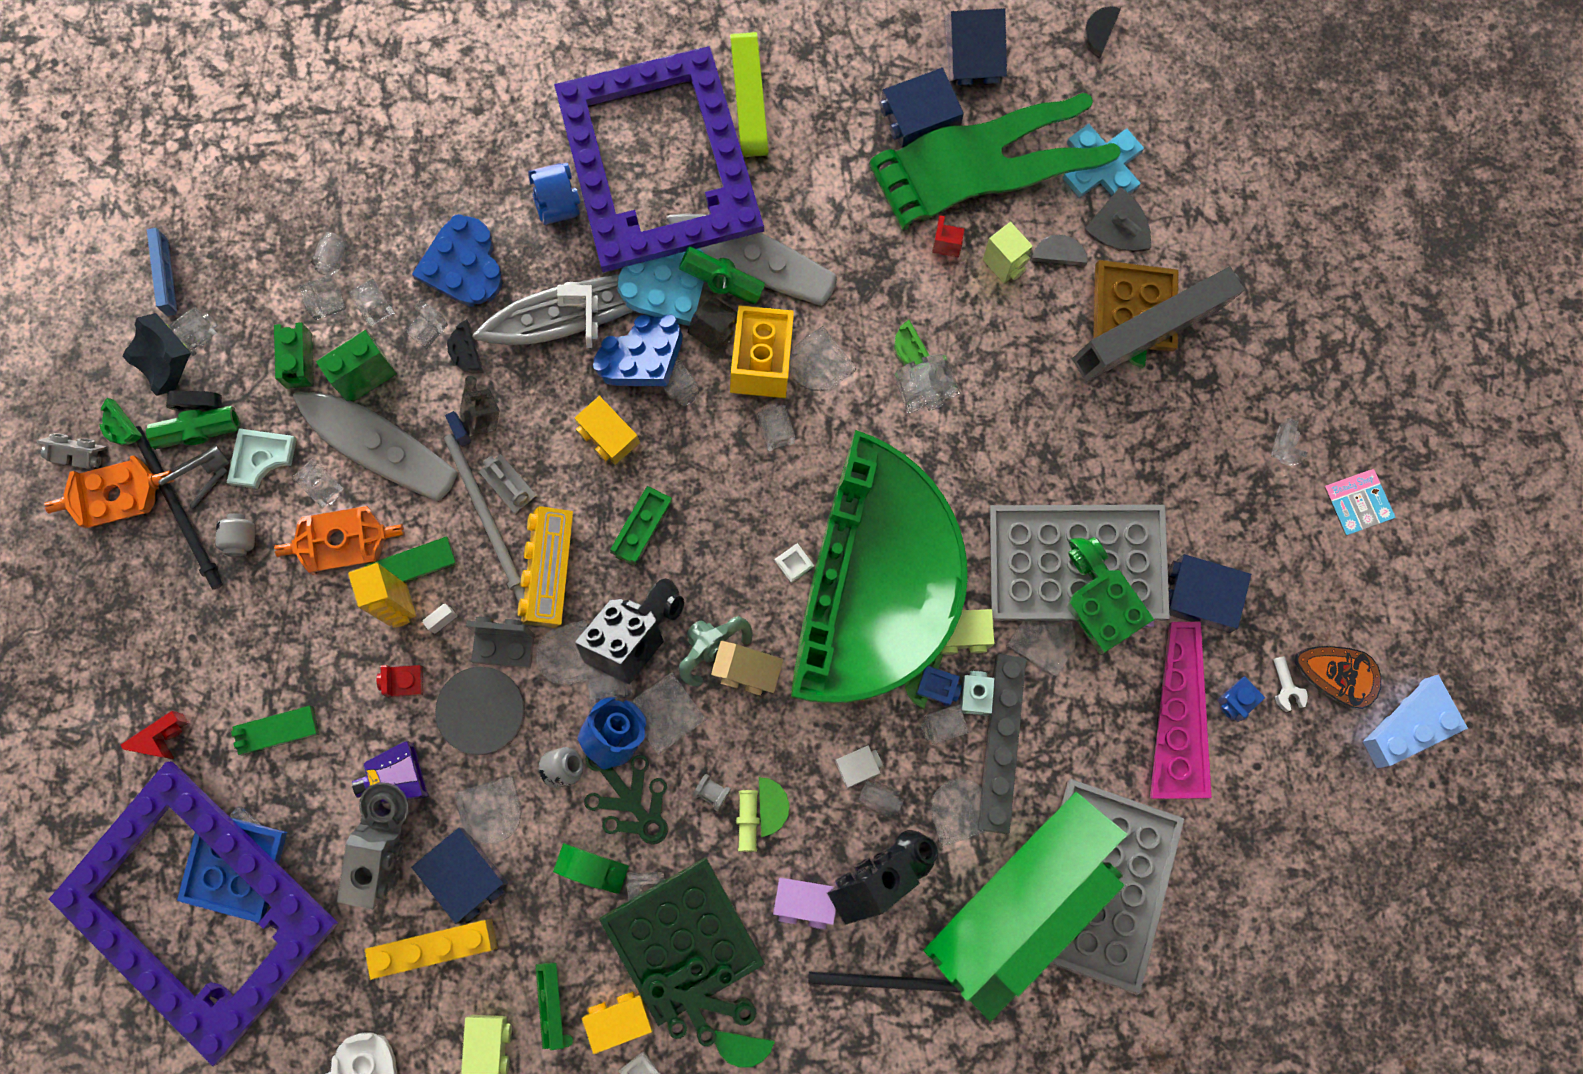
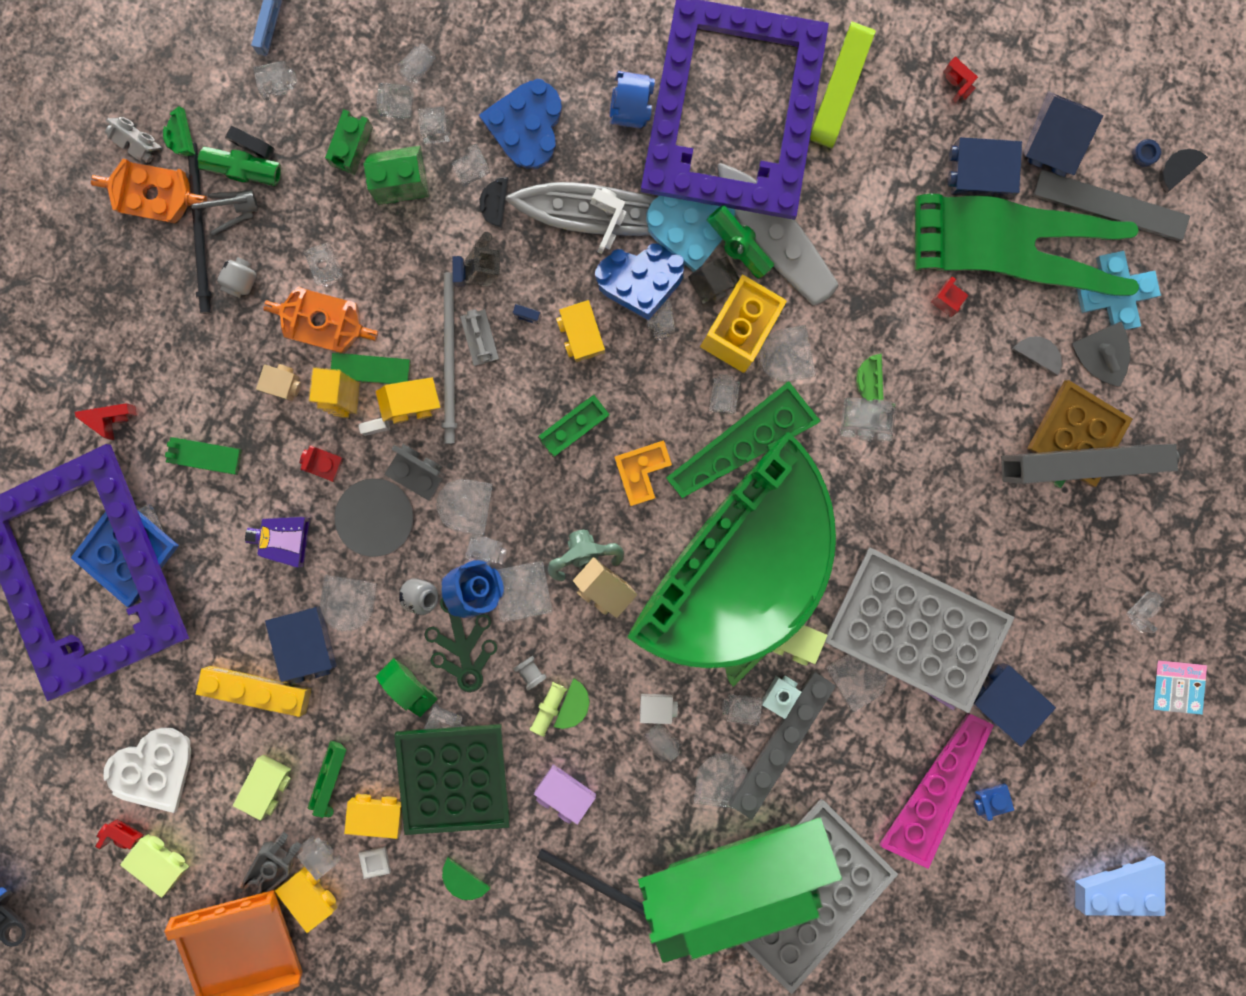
camera: 20 degrees right, 10 degrees up
(157, 353) = (235, 88): black brick -> none
(258, 454) = (284, 214): light aqua tile -> none
(322, 619) = (279, 382): none -> tan brick
(373, 848) = (241, 593): dark grey brick -> none
(376, 444) = (385, 251): light grey piece -> none
(461, 574) = (407, 400): none -> yellow brick
(545, 439) = (527, 314): none -> dark blue tile
(546, 567) = (480, 425): yellow brick -> none
(628, 633) = (520, 516): black brick -> none
(695, 998) = (442, 828): dark green plant -> none
(722, 535) = (635, 468): none -> light orange plate
(794, 563) = (684, 516): white tile -> none
(817, 461) = (745, 440): none -> green wing
(857, 37) = (960, 75): none -> red bracket
(885, 879) = (634, 809): black brick -> none
(939, 686) = (754, 677): blue bracket -> none
(1007, 253) = (994, 337): yellowish green brick -> none
(1025, 93) = (1110, 205): none -> dark grey tile
(1063, 30) = (1146, 153): none -> dark blue tile
(1107, 605) = (923, 677): green brick -> none
(1288, 687) = (1038, 810): white bar -> none
(1341, 674) = (1086, 822): shield -> none

